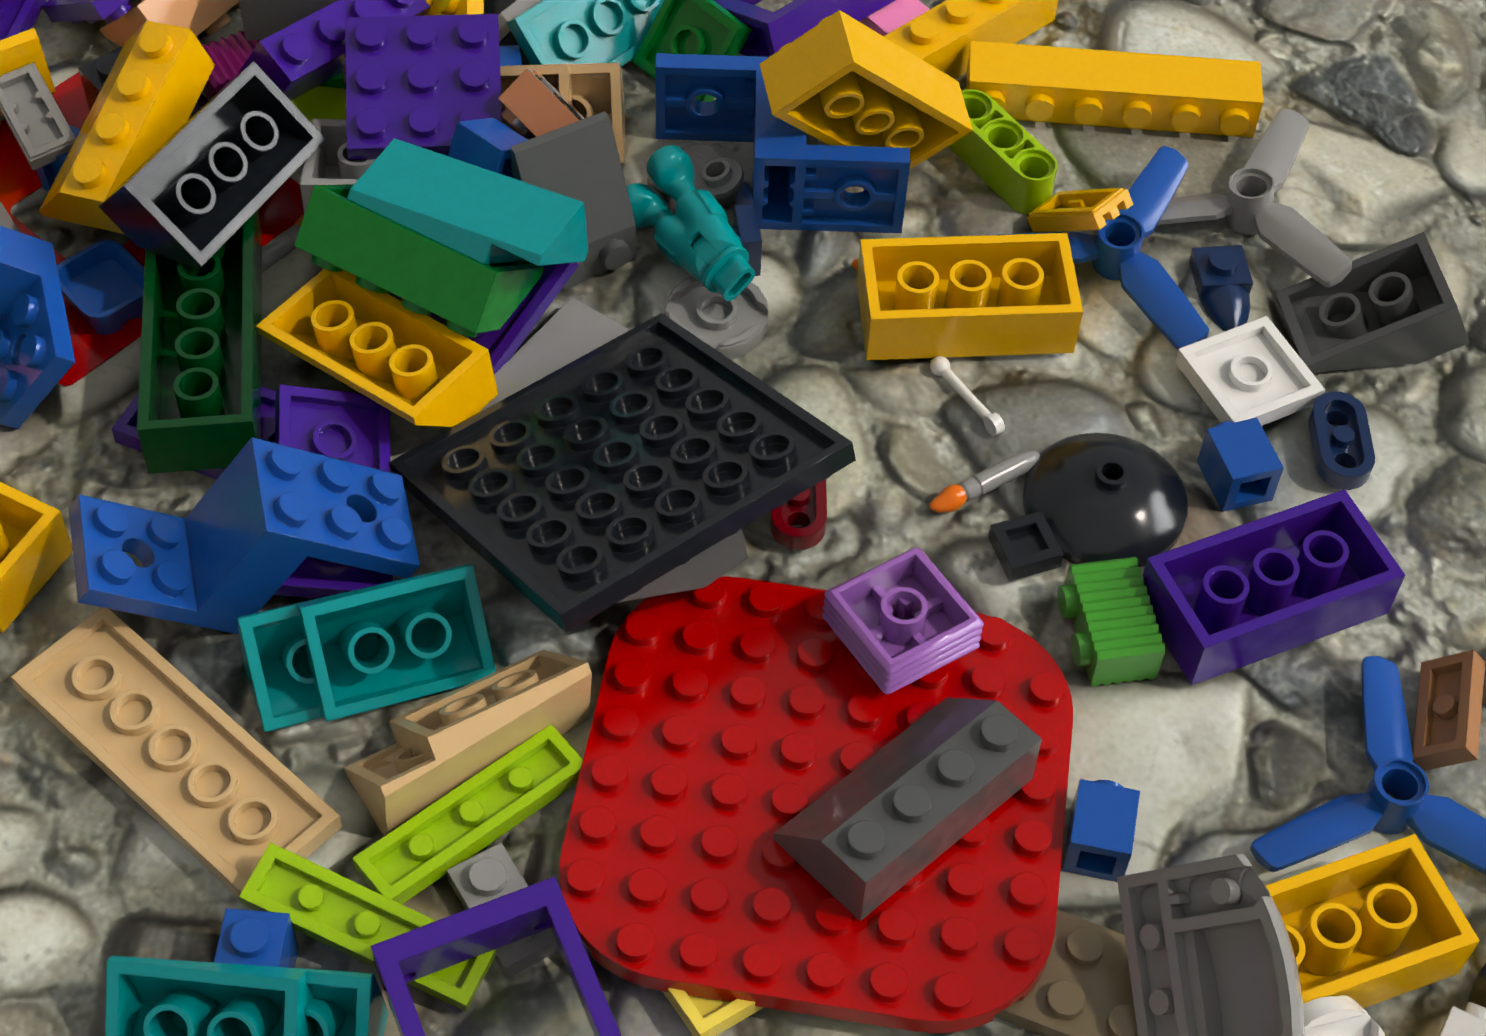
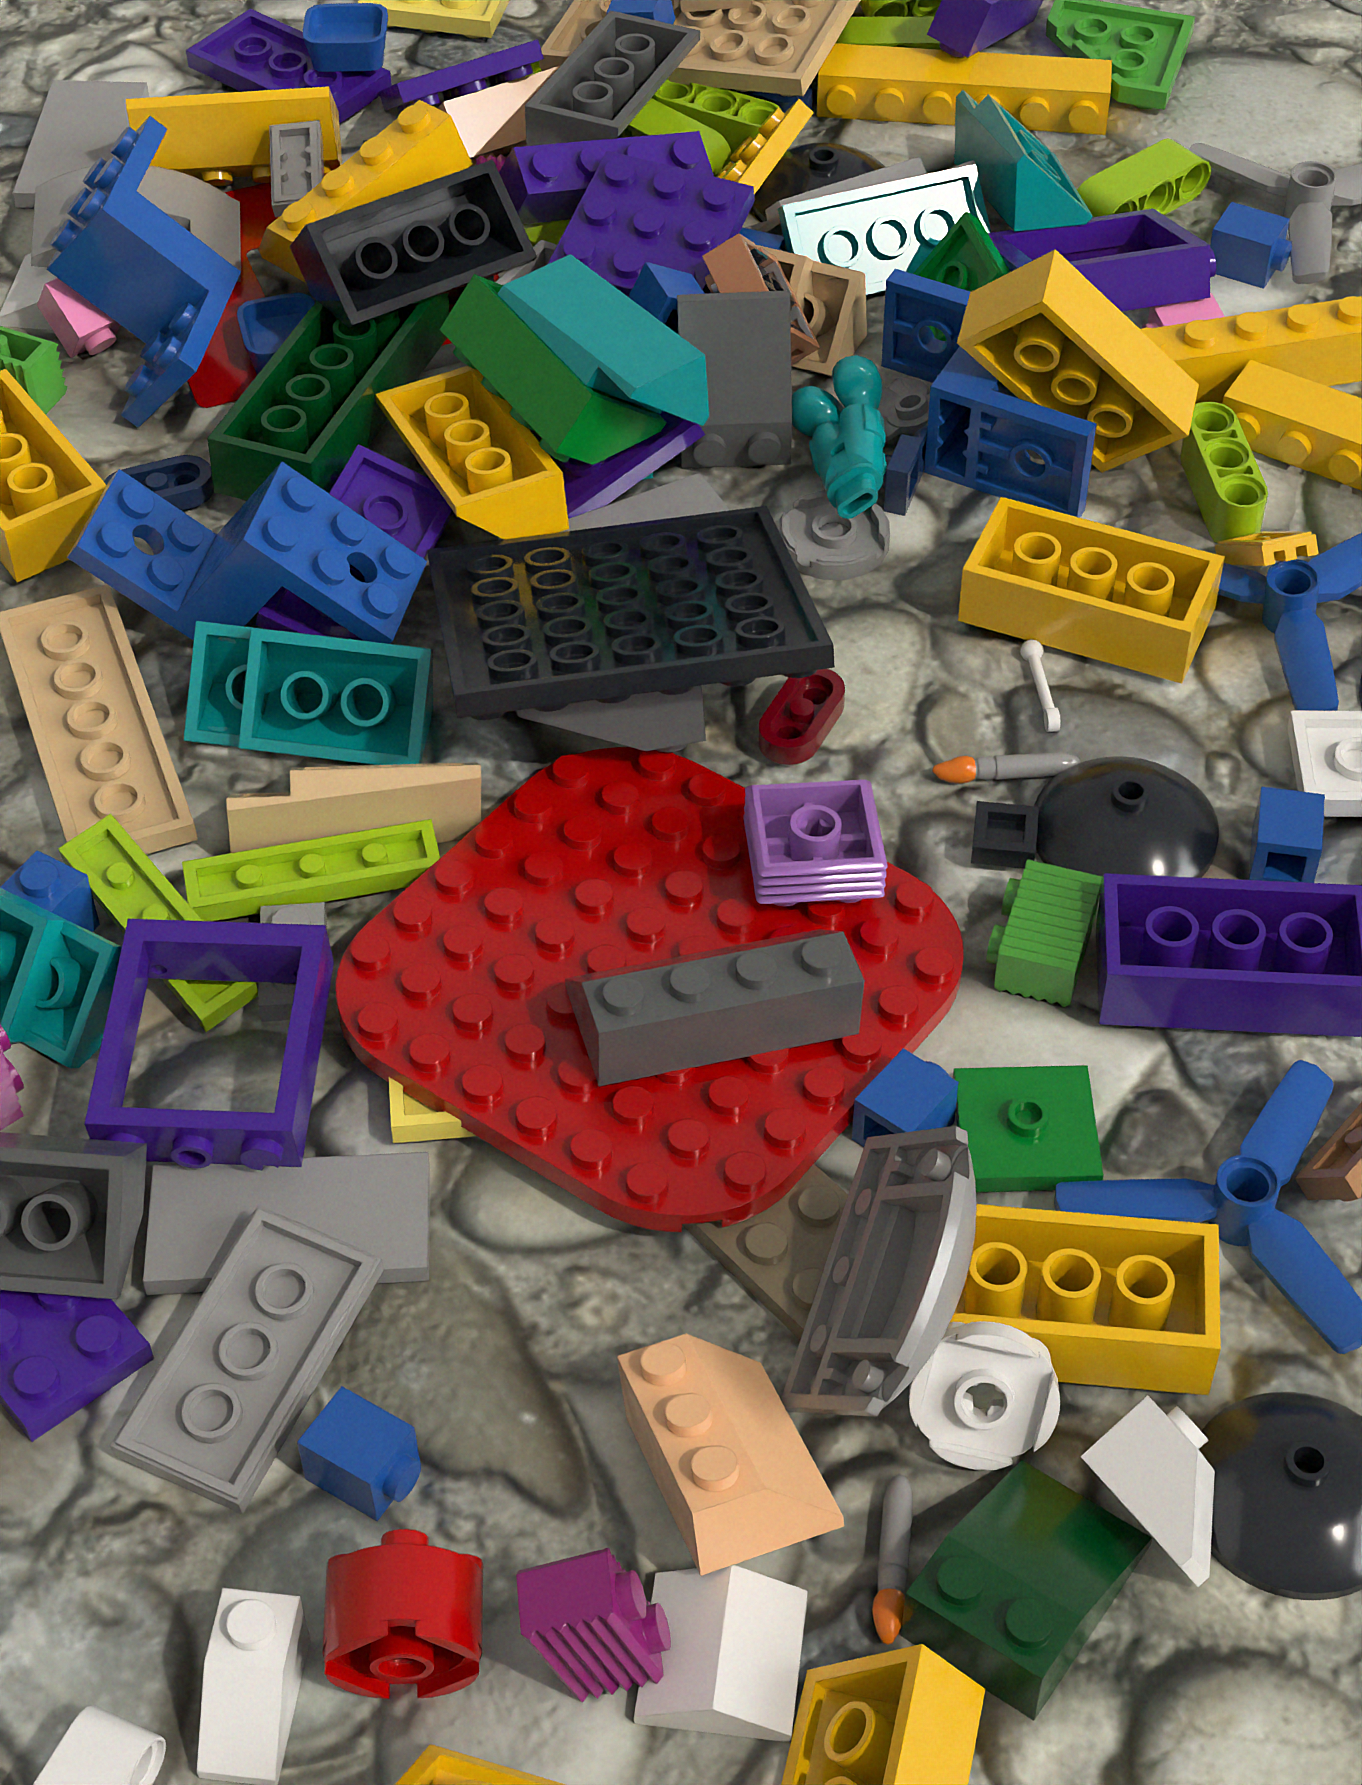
camera: 30 degrees right, 5 degrees down
(85, 477) = (179, 480): none -> dark blue plate
(1196, 801) = (1028, 1126): none -> green plate

